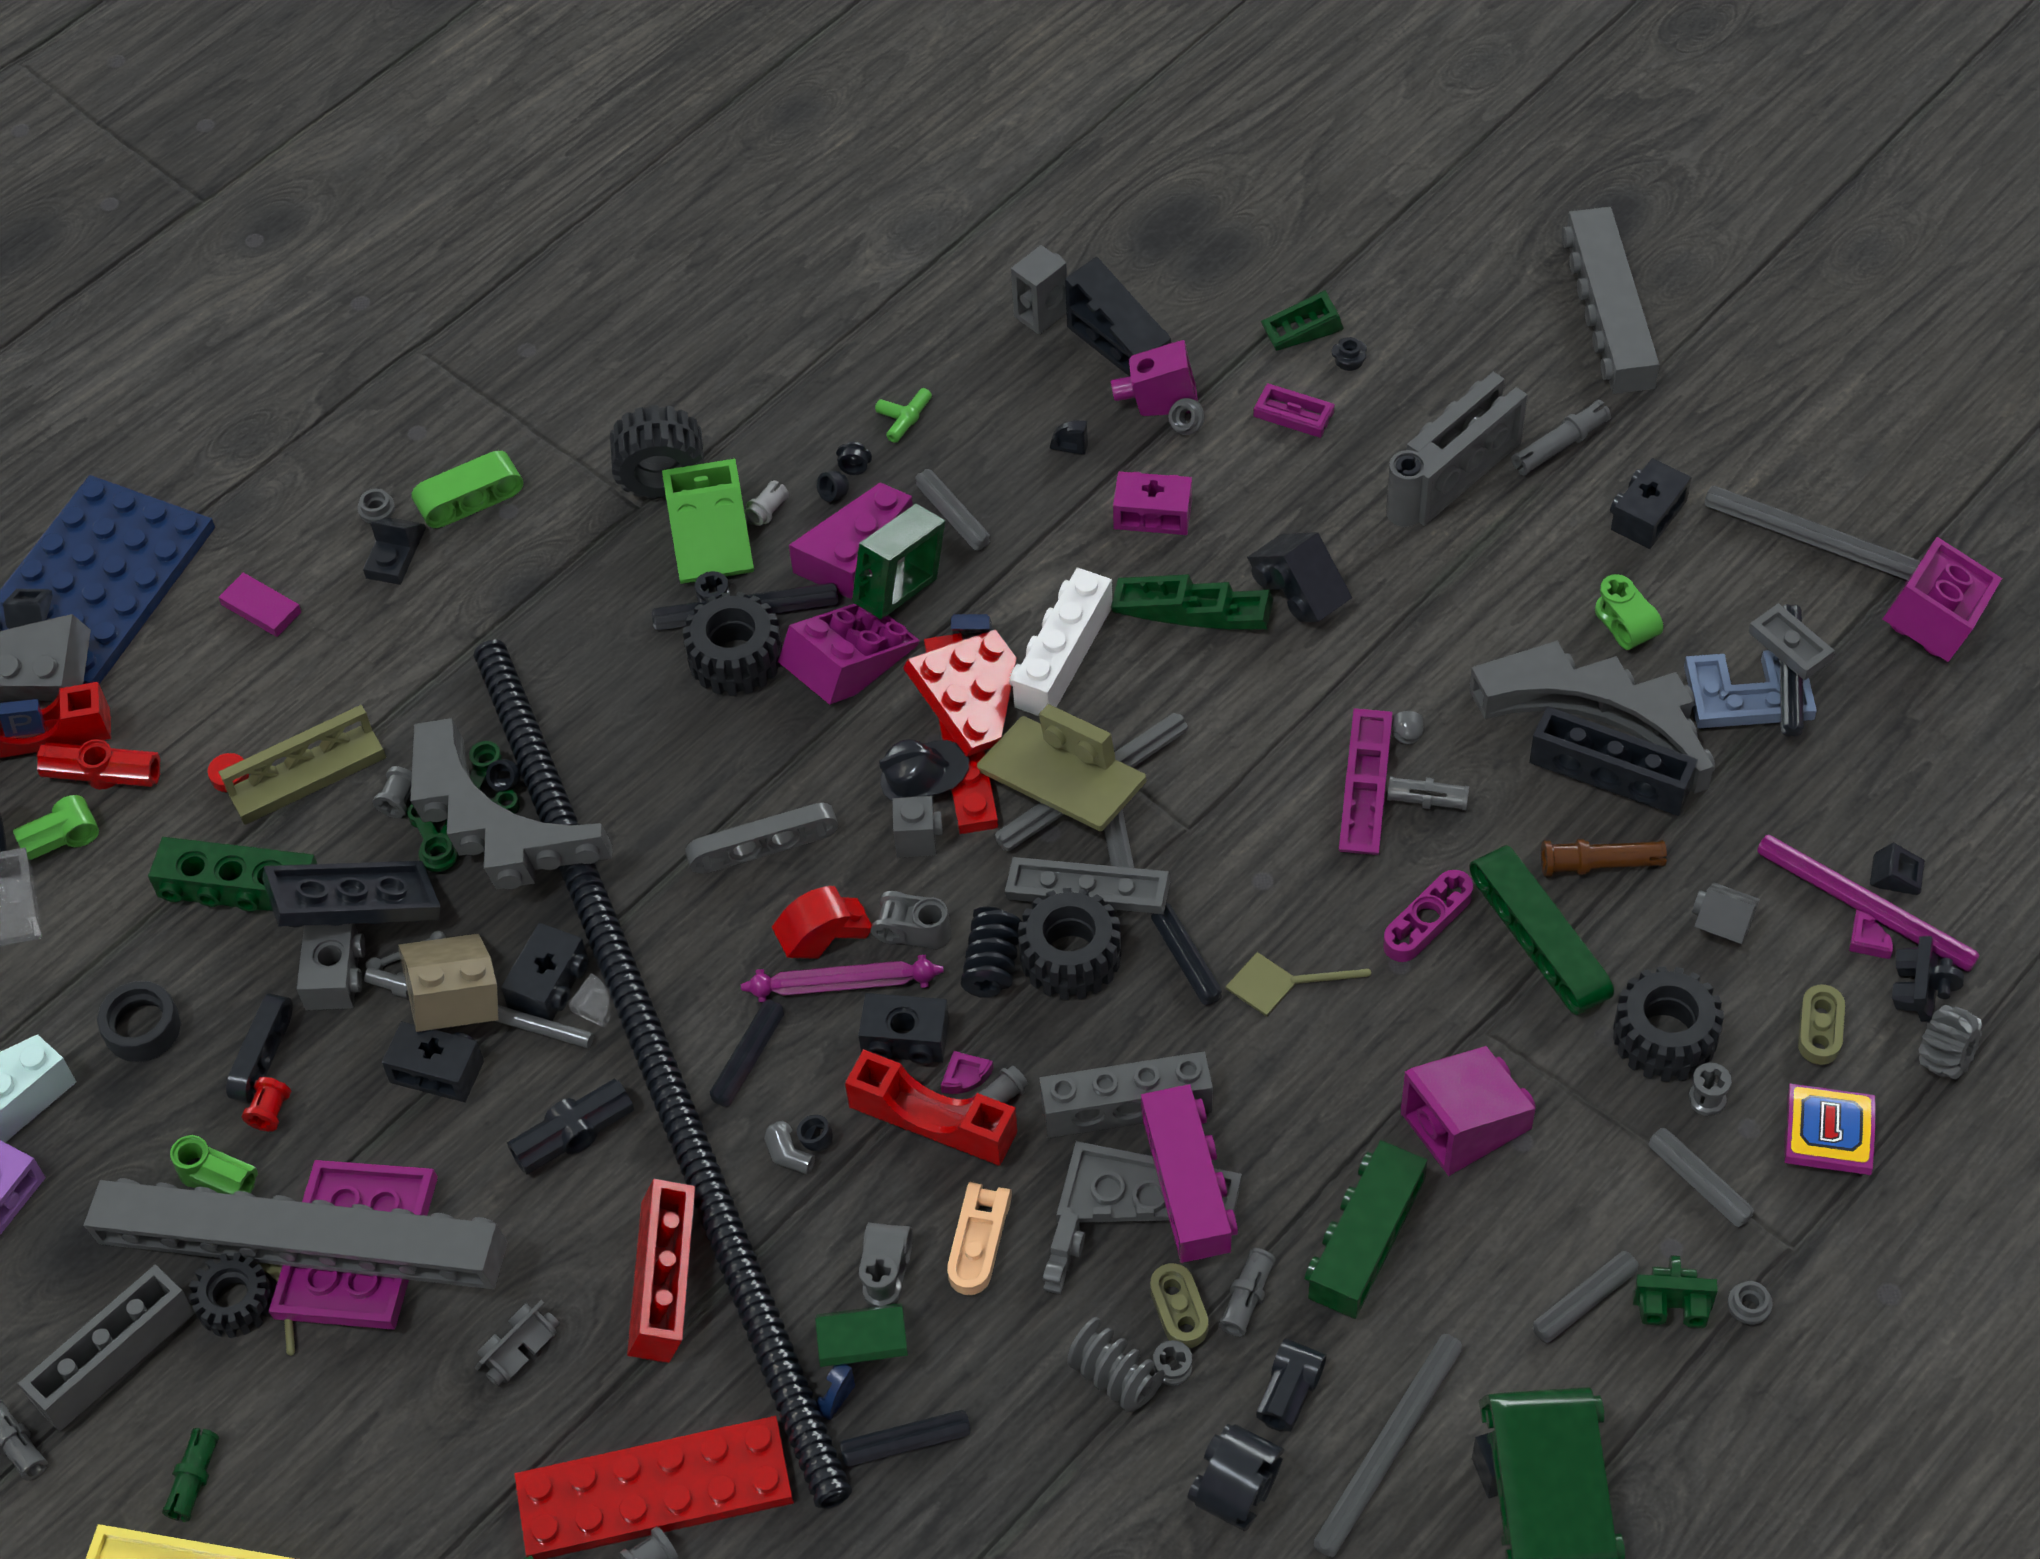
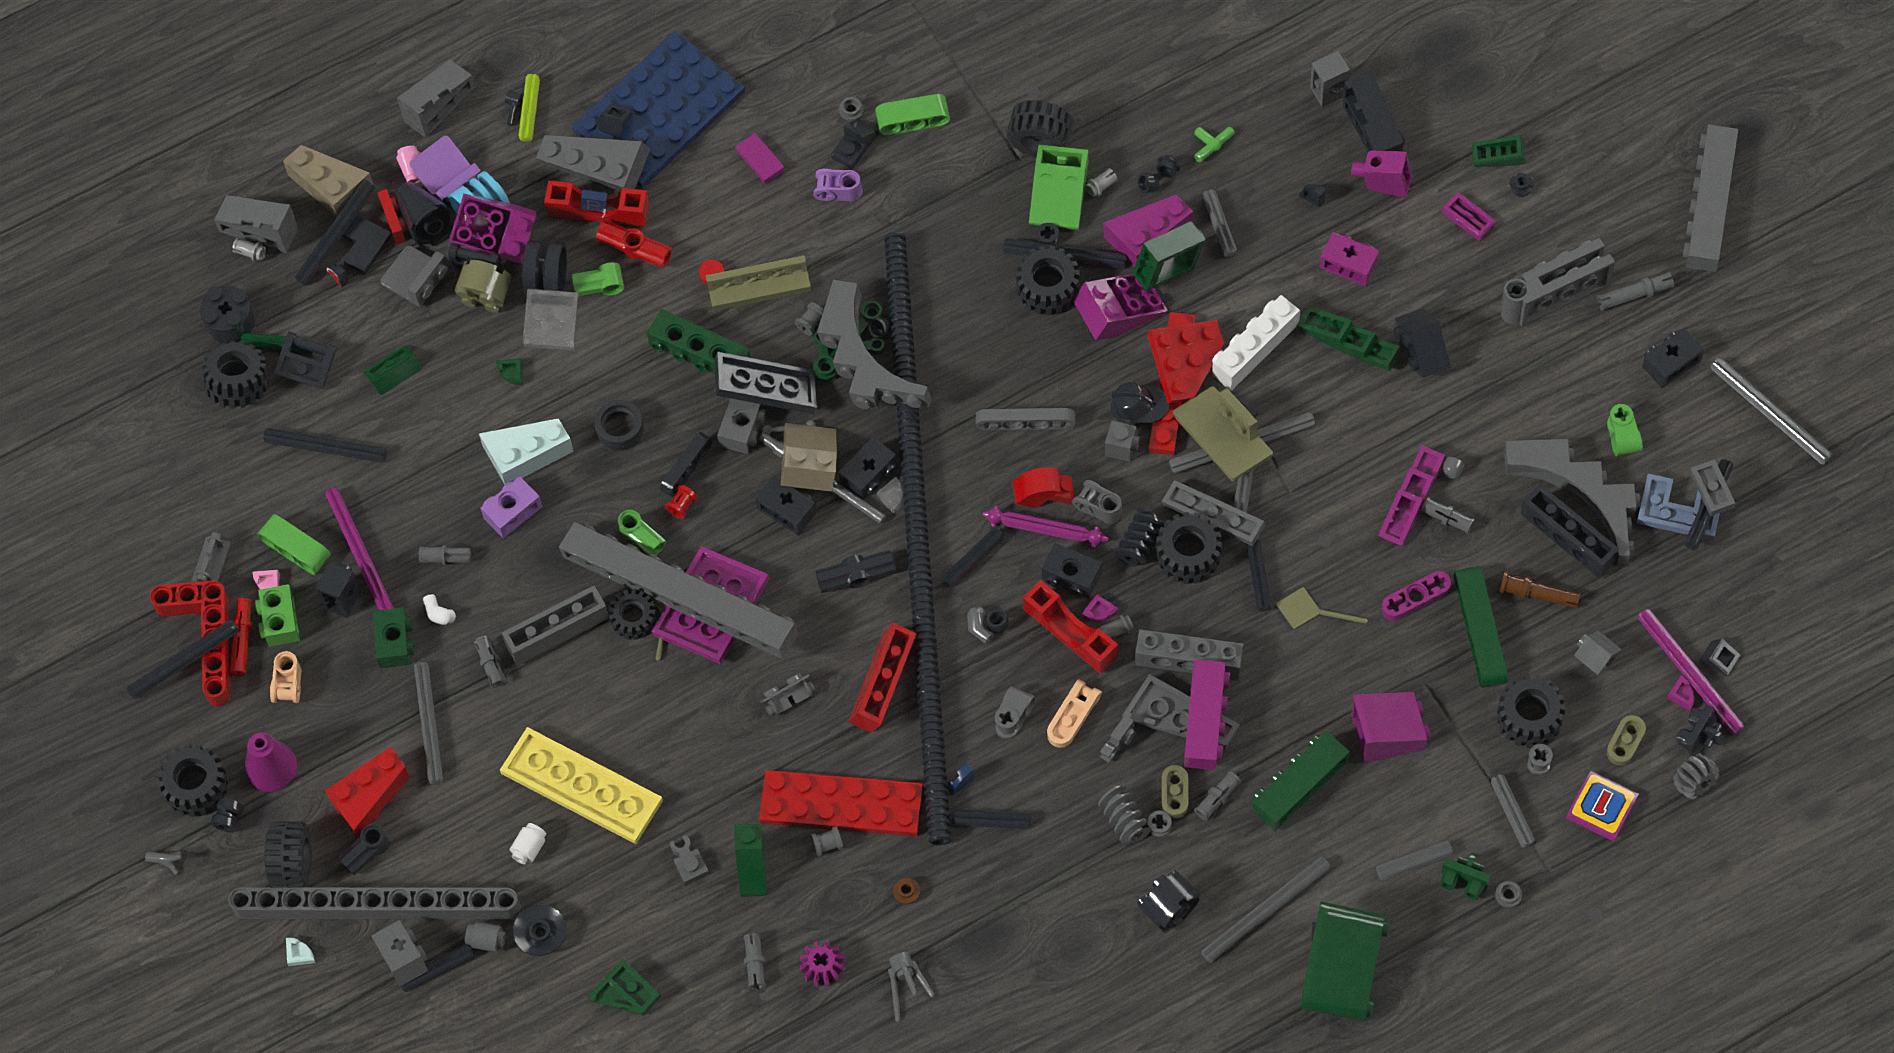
camera: 20 degrees right, 10 degrees up
(190, 1474) = (584, 713): dark green pin -> none
(386, 604) = (835, 185): none -> medium lavender piece
(861, 1335) = (985, 751): dark green slope -> none
(970, 624) = (1202, 311): dark blue tile -> none
(1177, 416) = (1389, 201): dark grey plate -> none
(1293, 1376) = (1226, 852): black piece -> none
(1942, 599) = (1831, 483): magenta slope -> none

